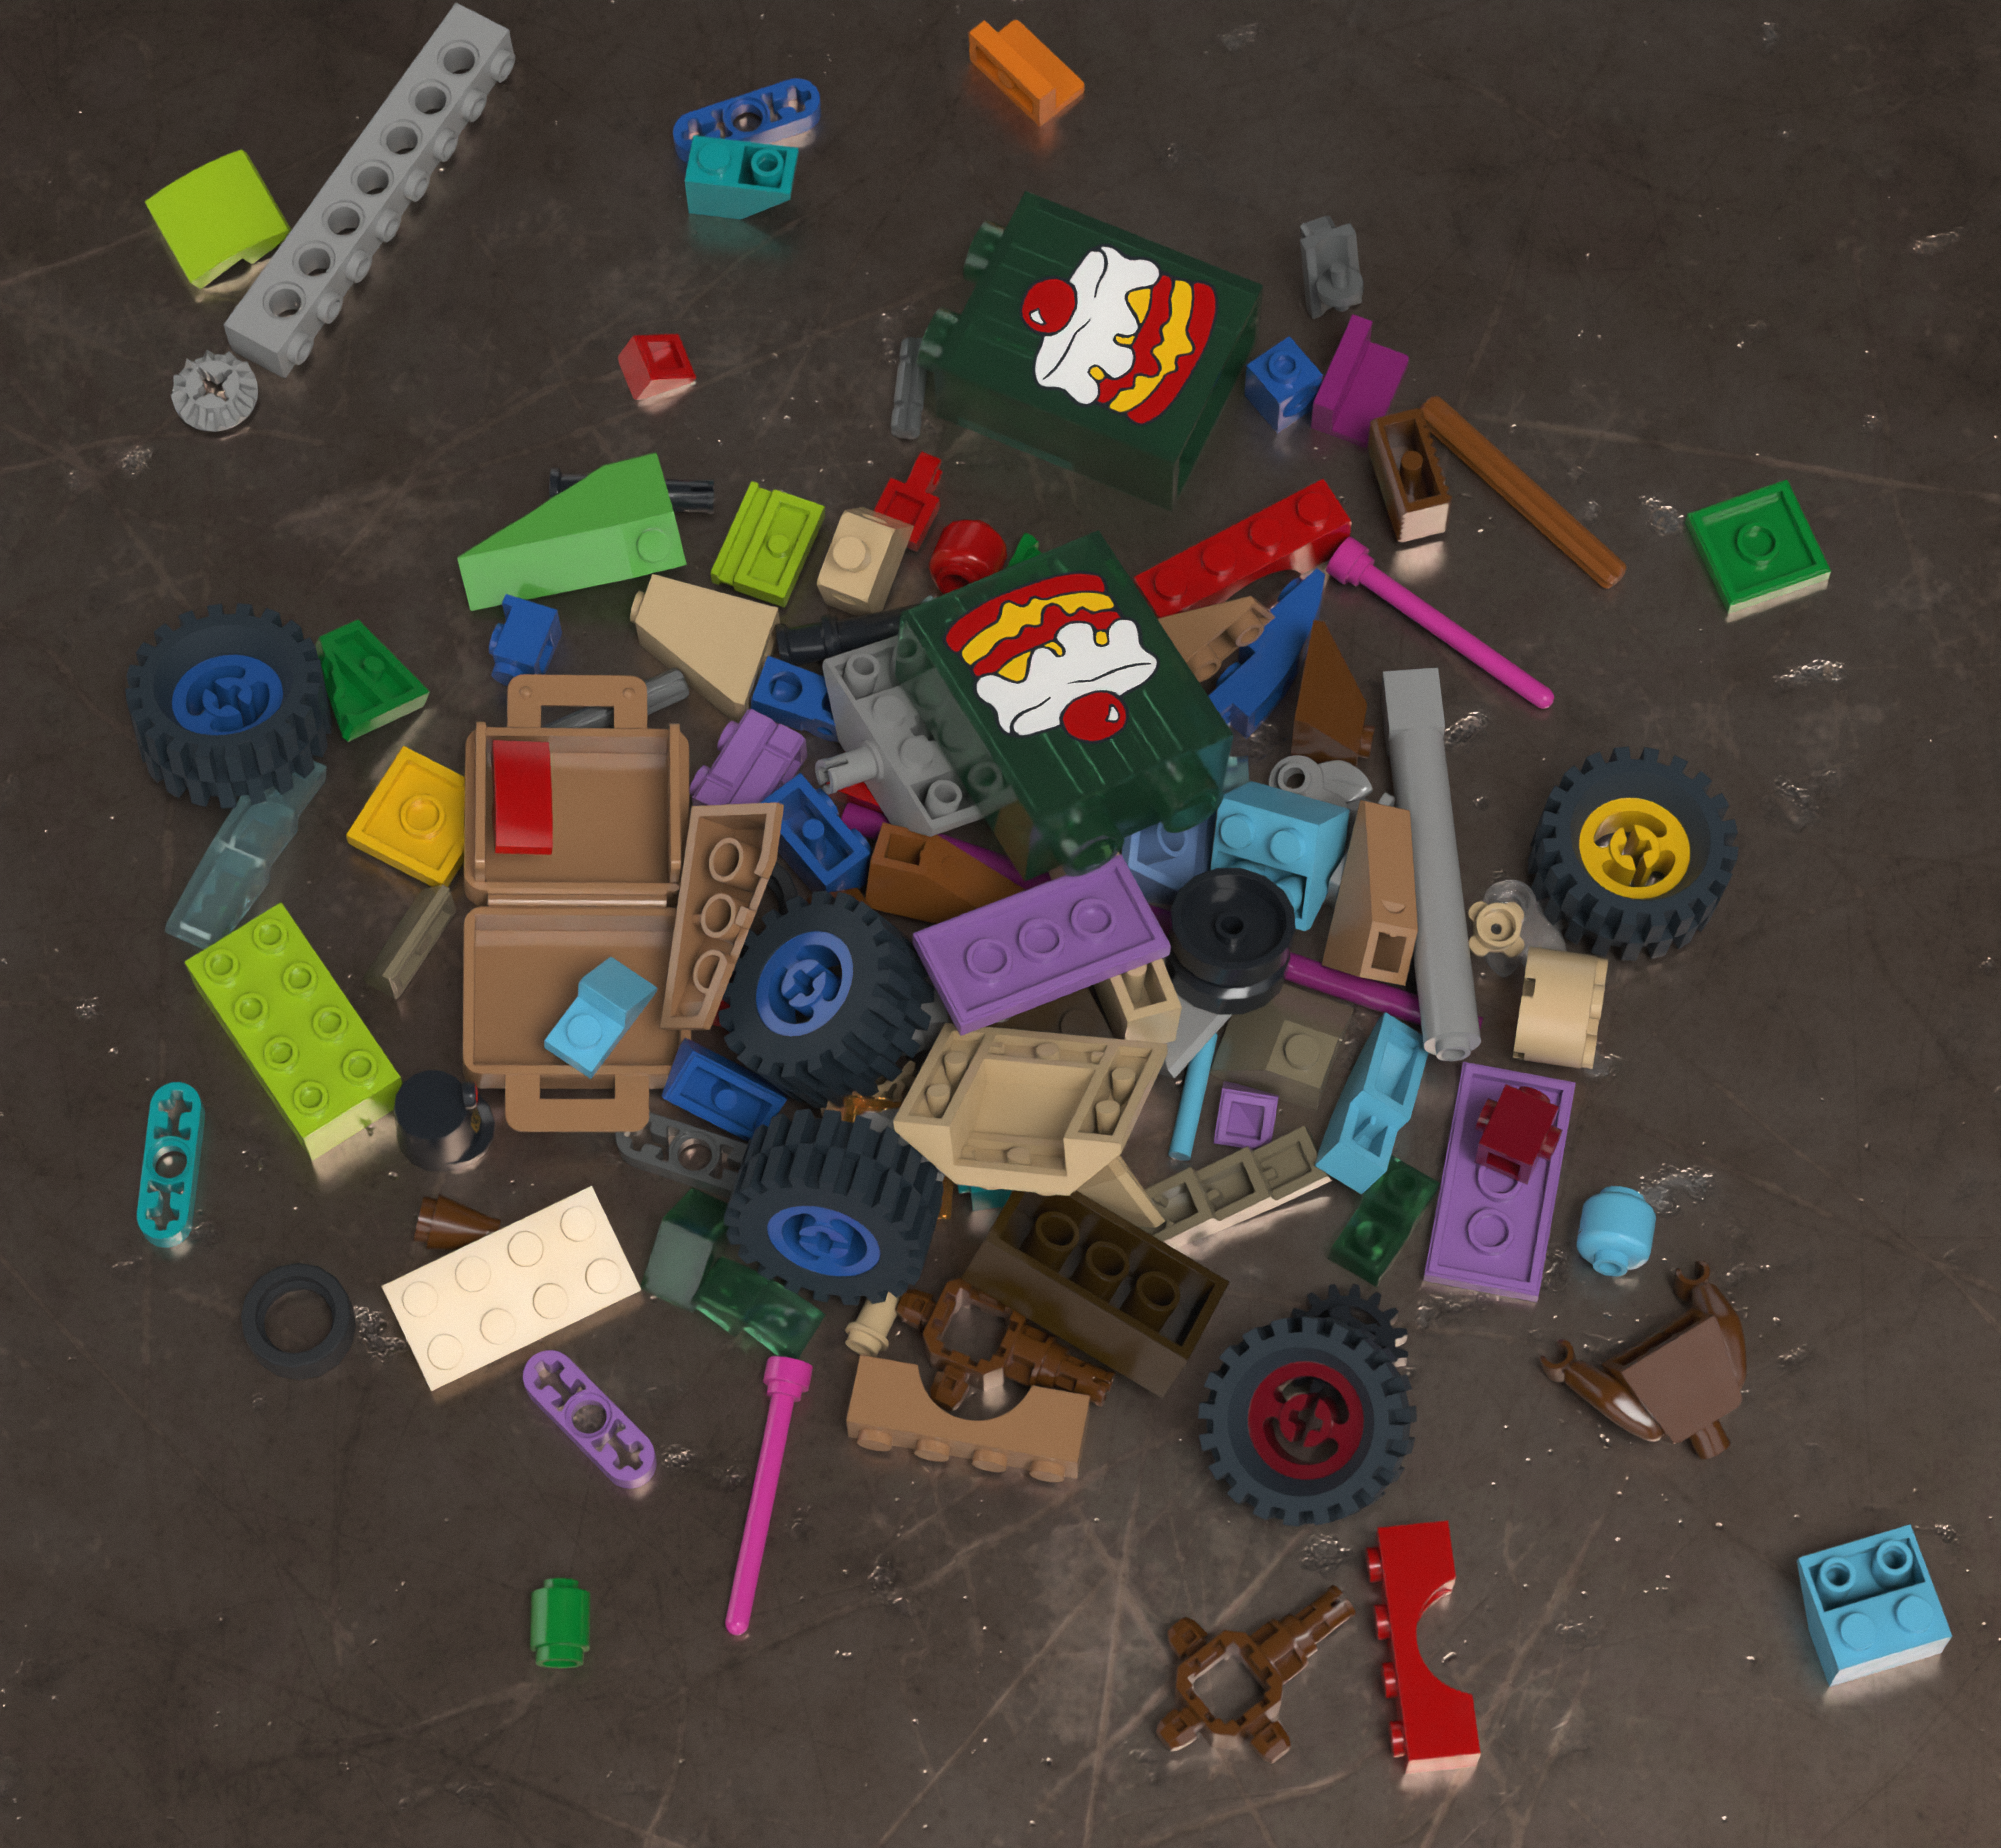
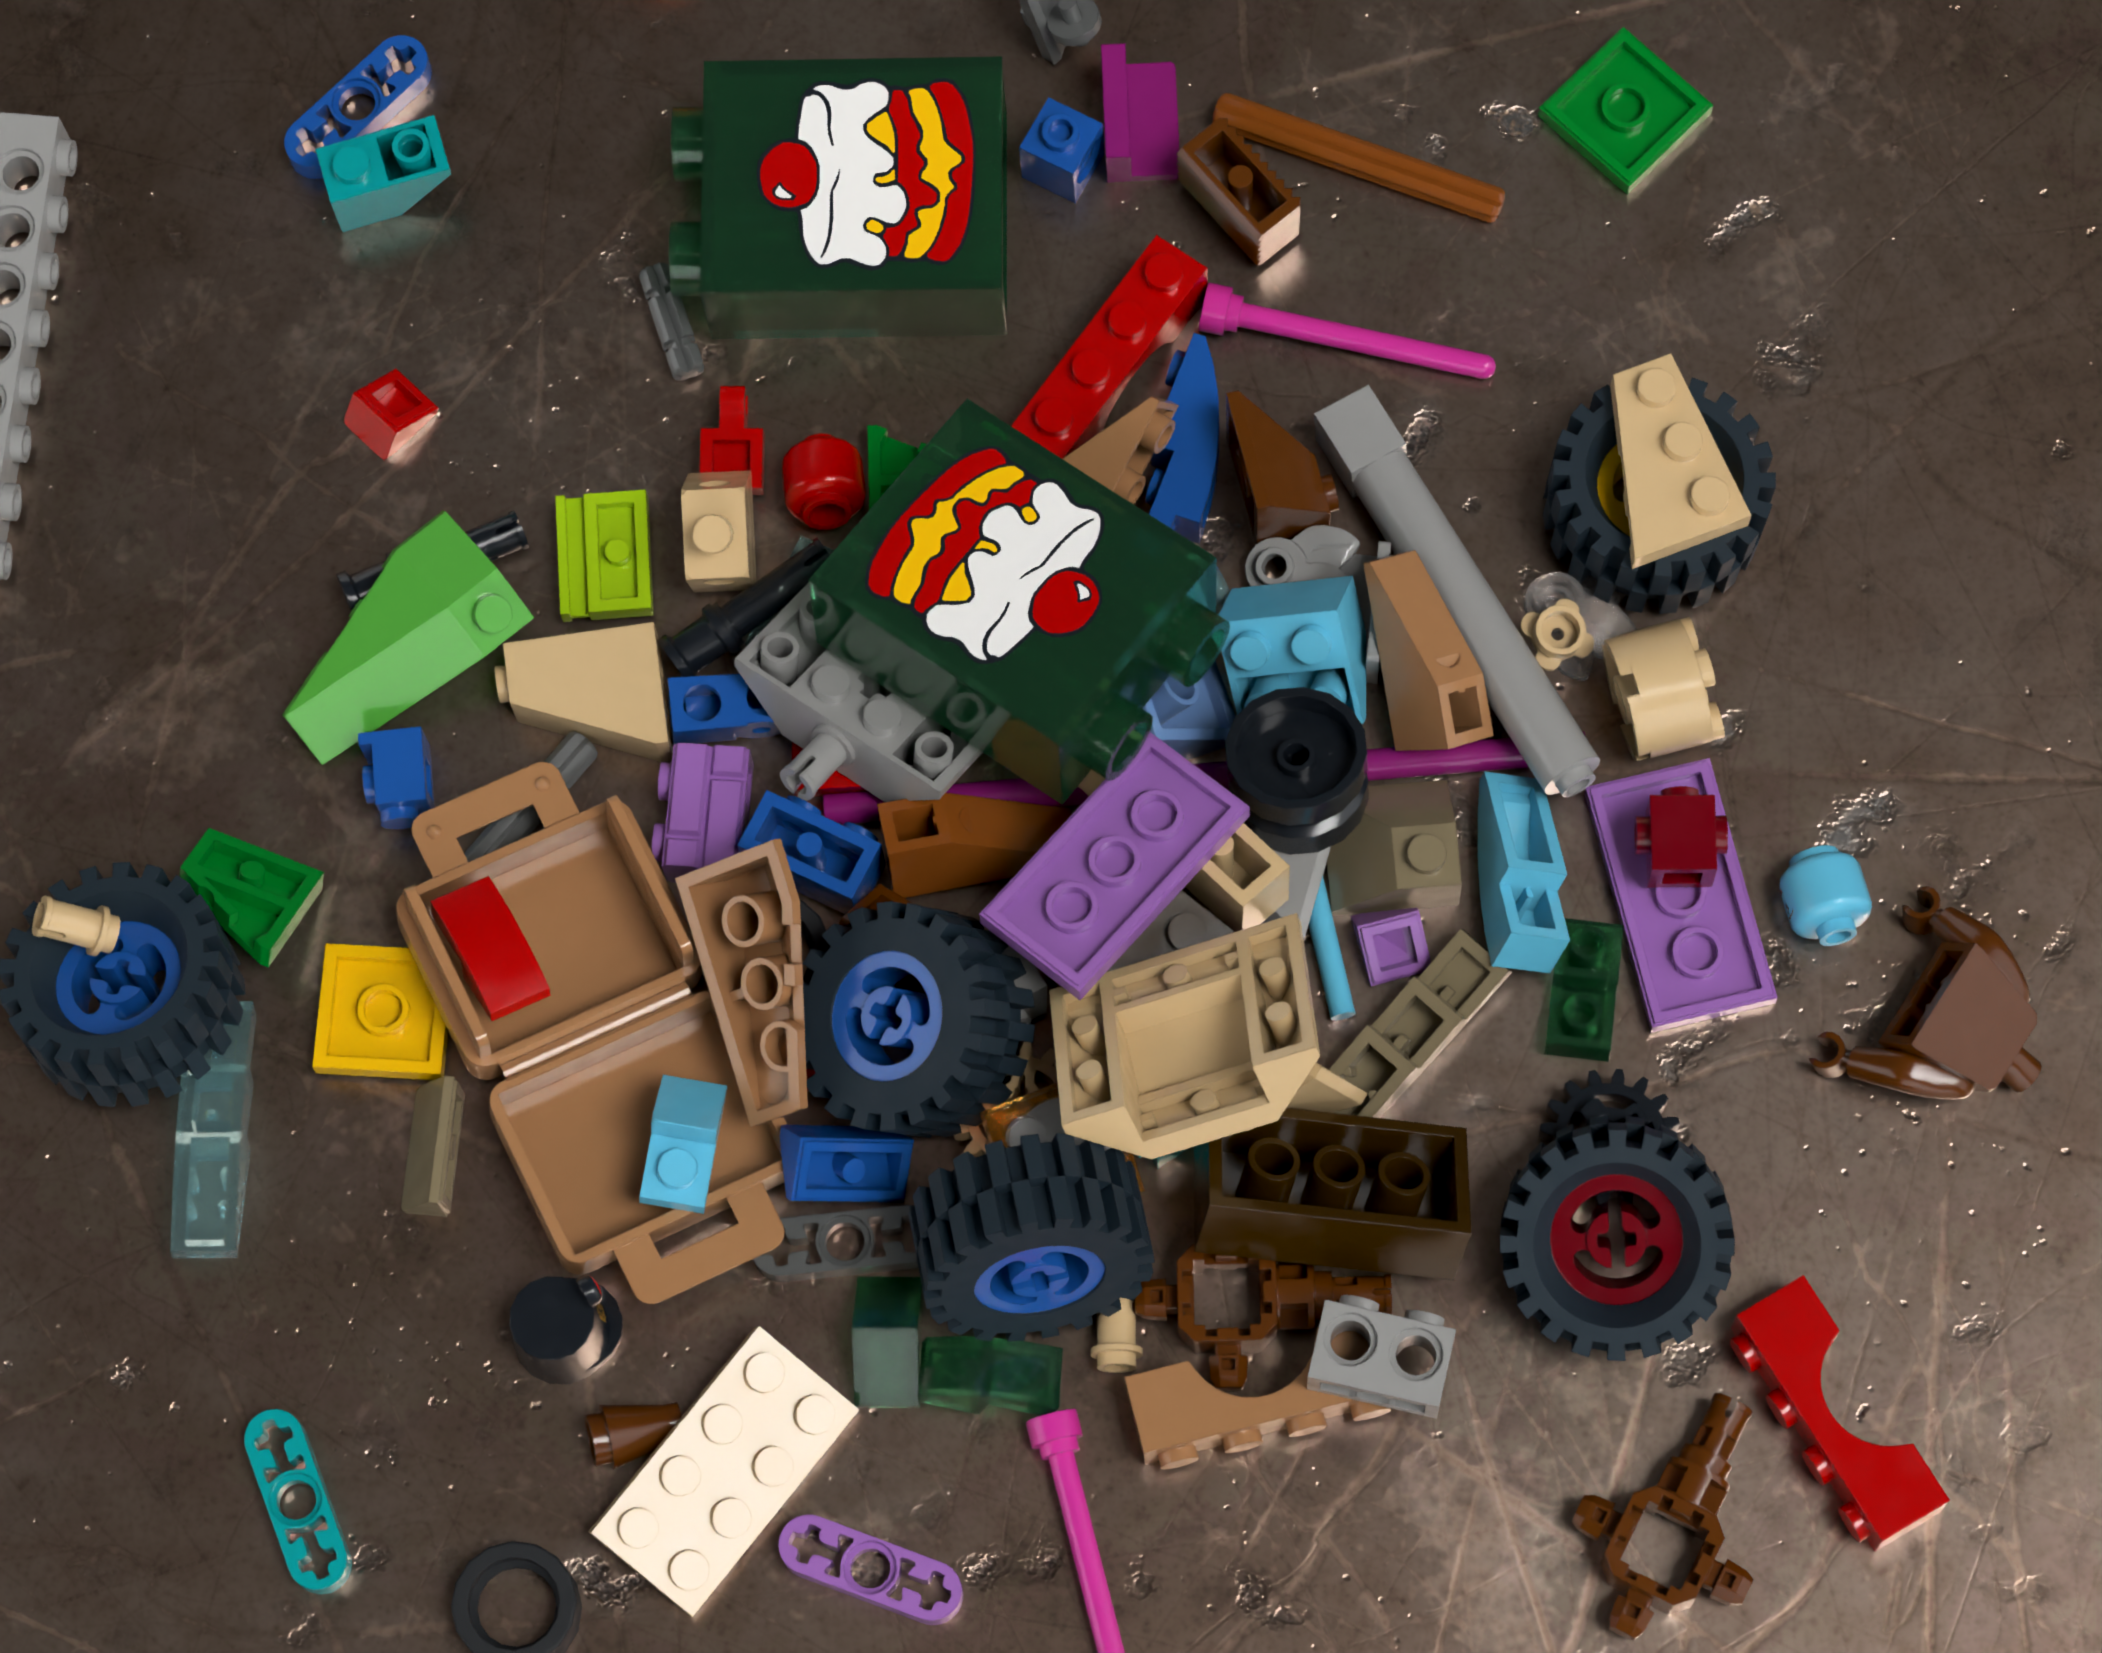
camera: 20 degrees left, 5 degrees up
(214, 641) = (77, 925): none -> tan pin
(296, 1030) = (363, 1300): lime brick -> none
(1059, 1438) = (1376, 1375): none -> light grey brick
(1647, 830) = (1671, 466): none -> tan wing

